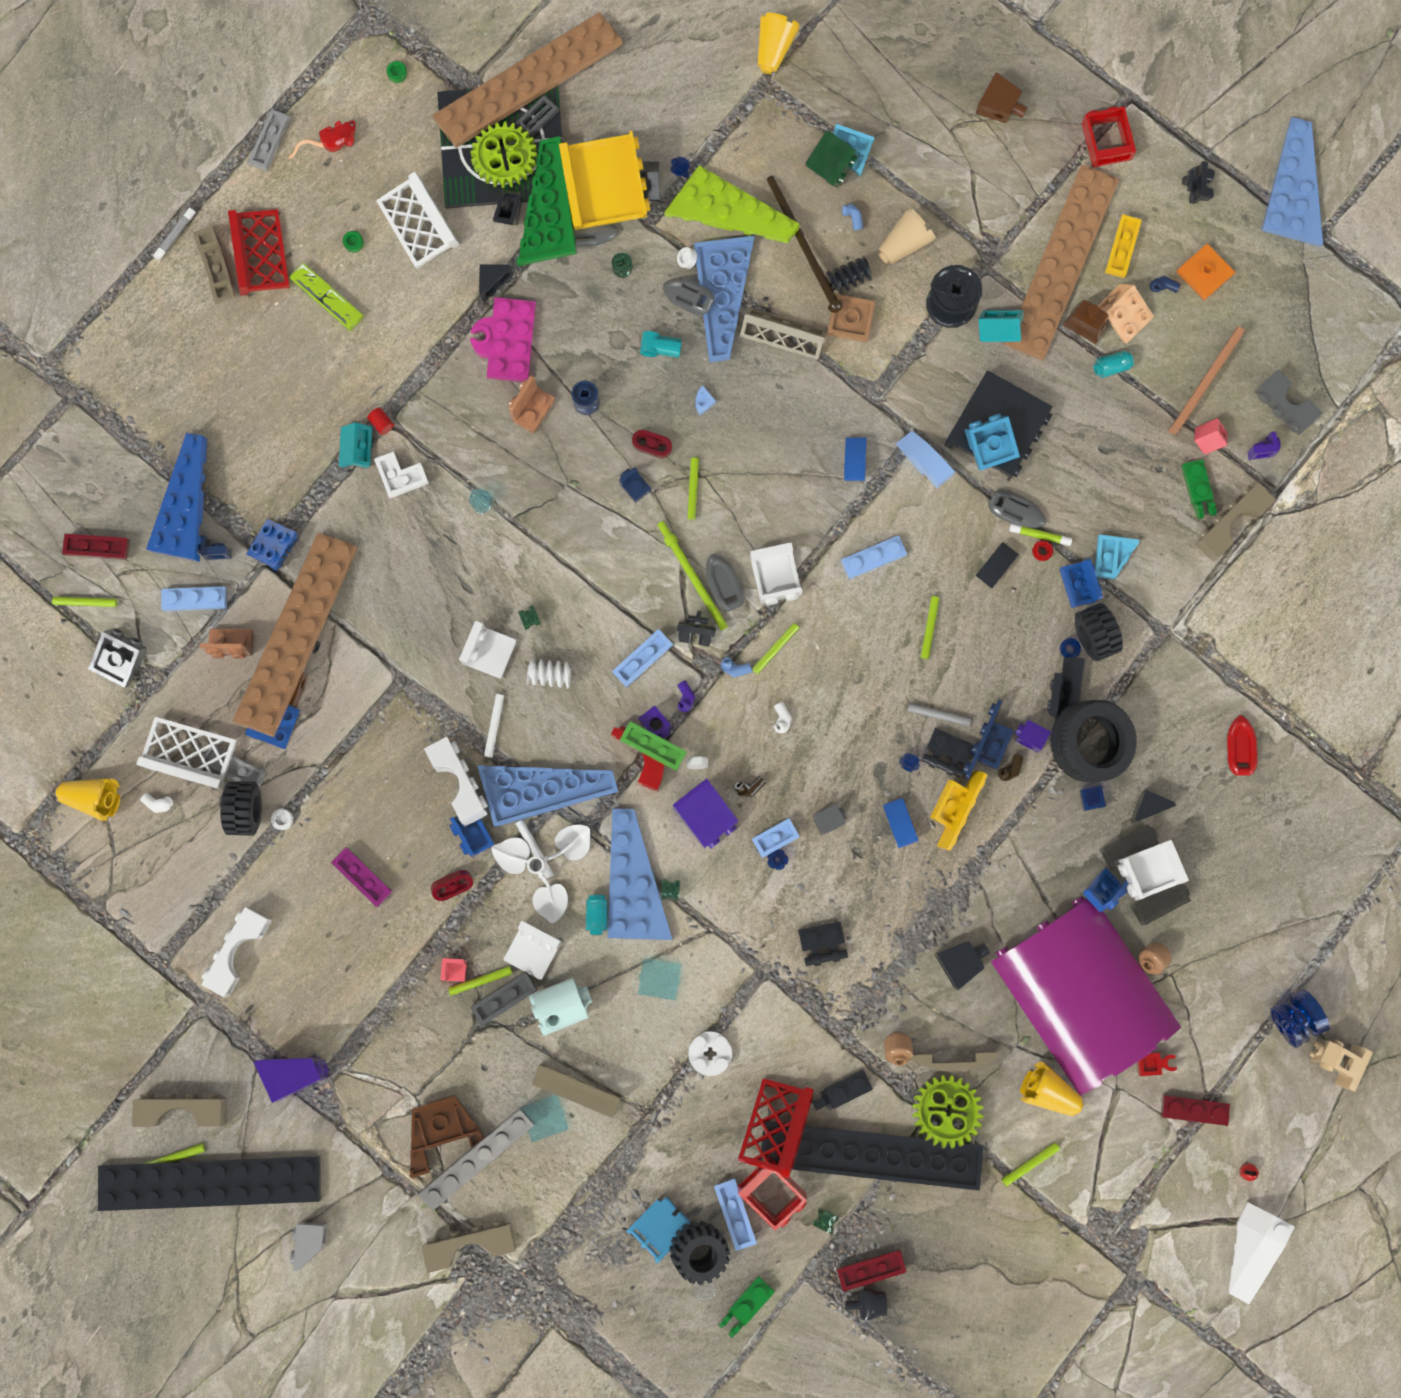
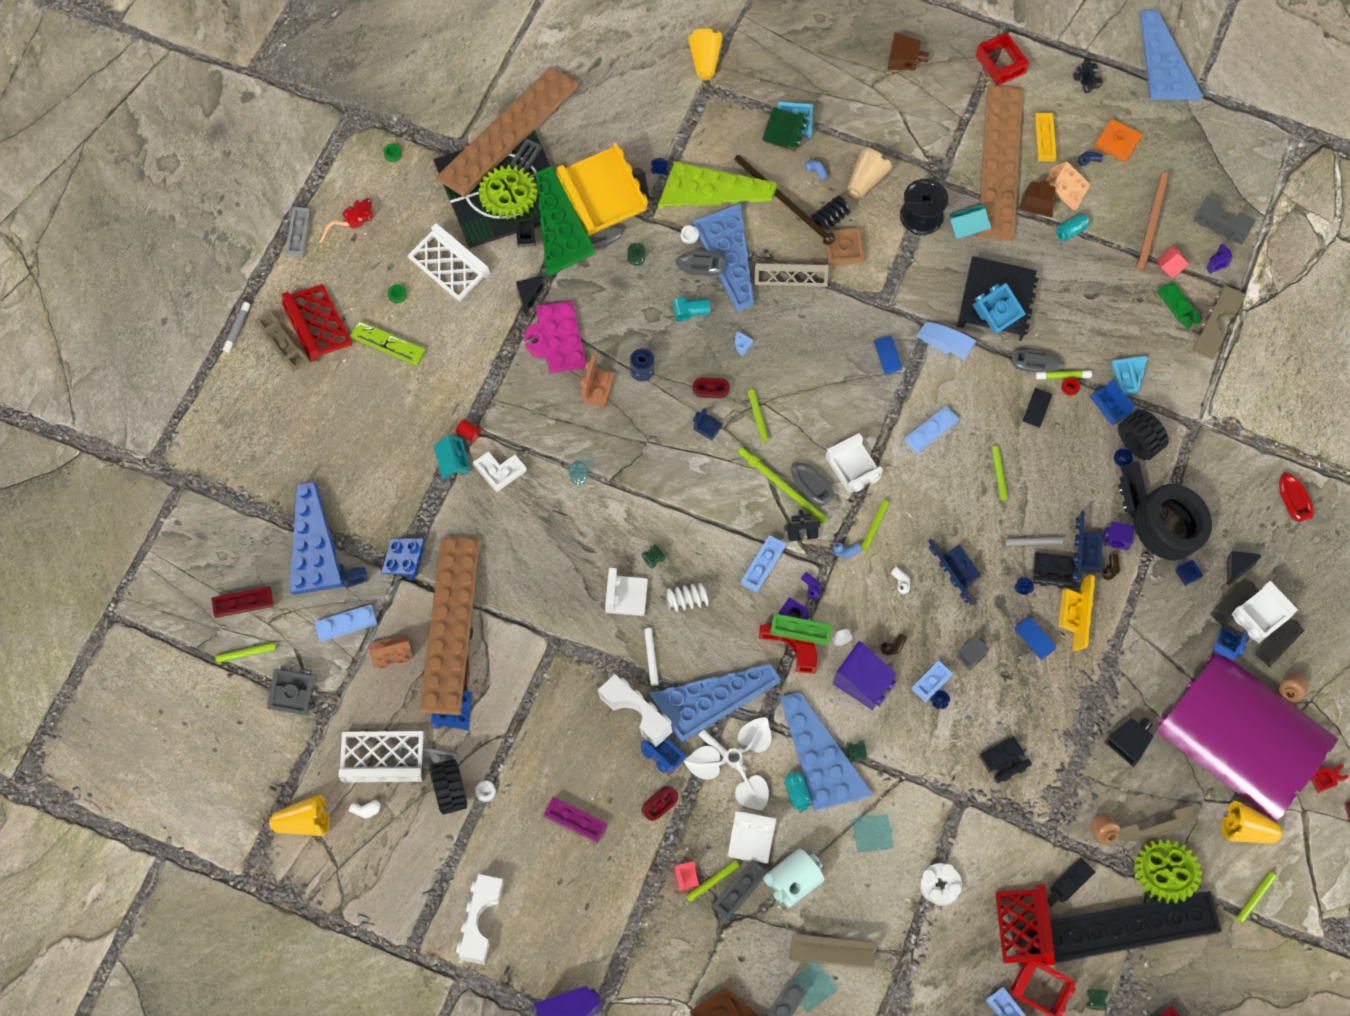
camera: 20 degrees left, 15 degrees down
(846, 722) = (959, 566): none -> dark blue bracket

